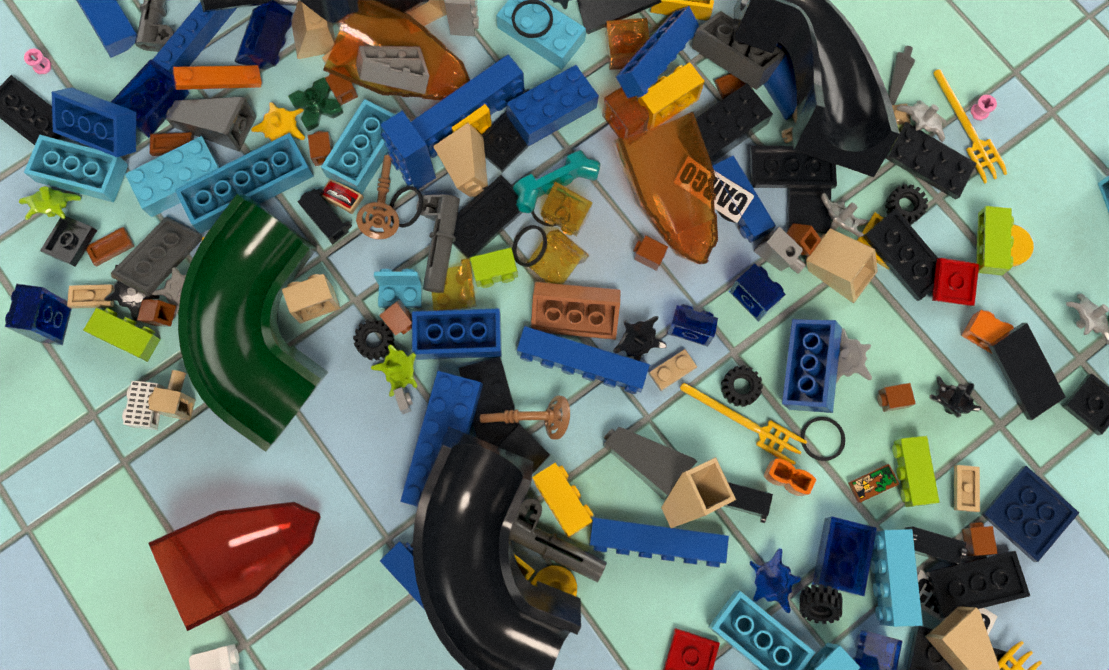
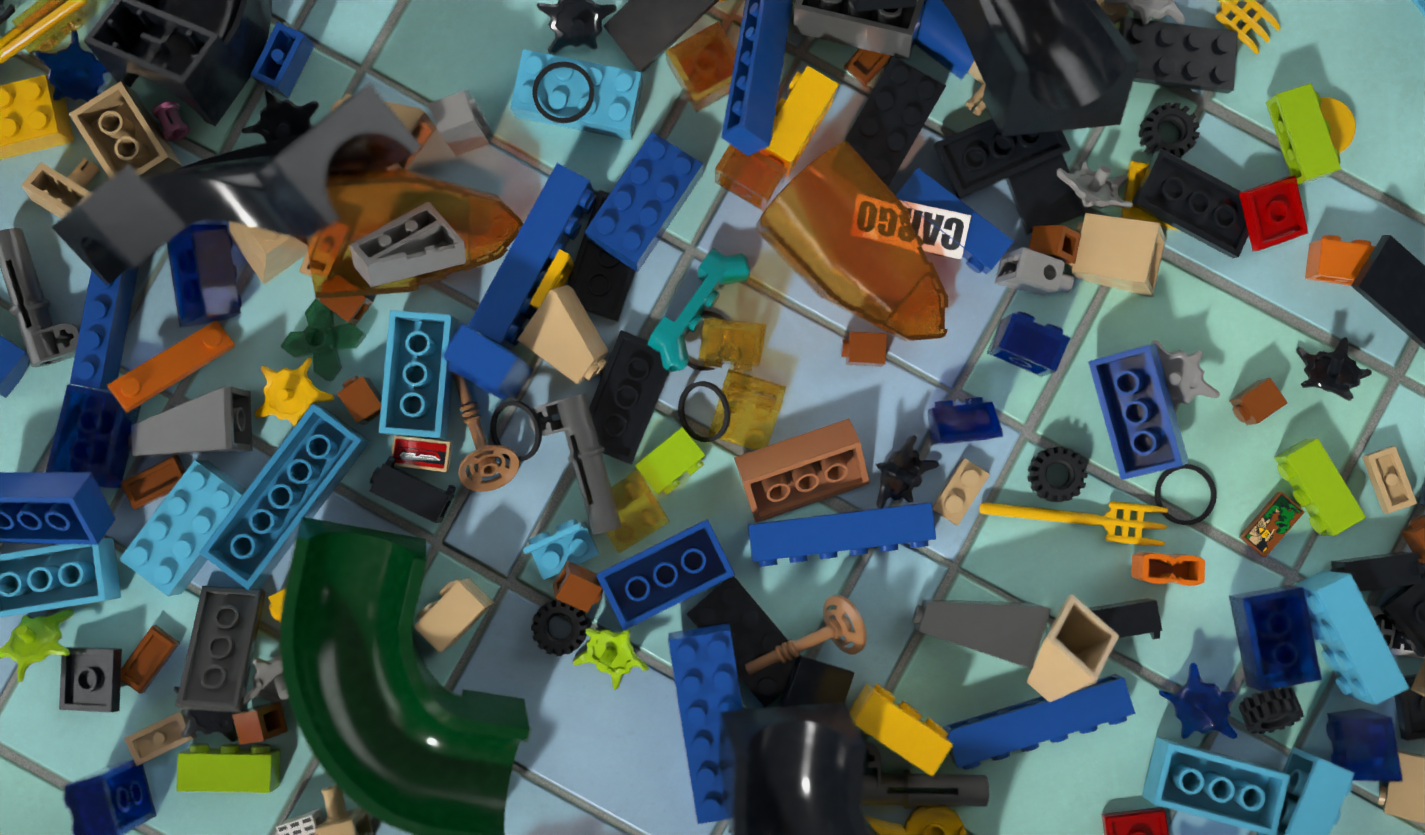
camera: 25 degrees left, 10 degrees up
(403, 400) = (637, 689): light grey plate -> none

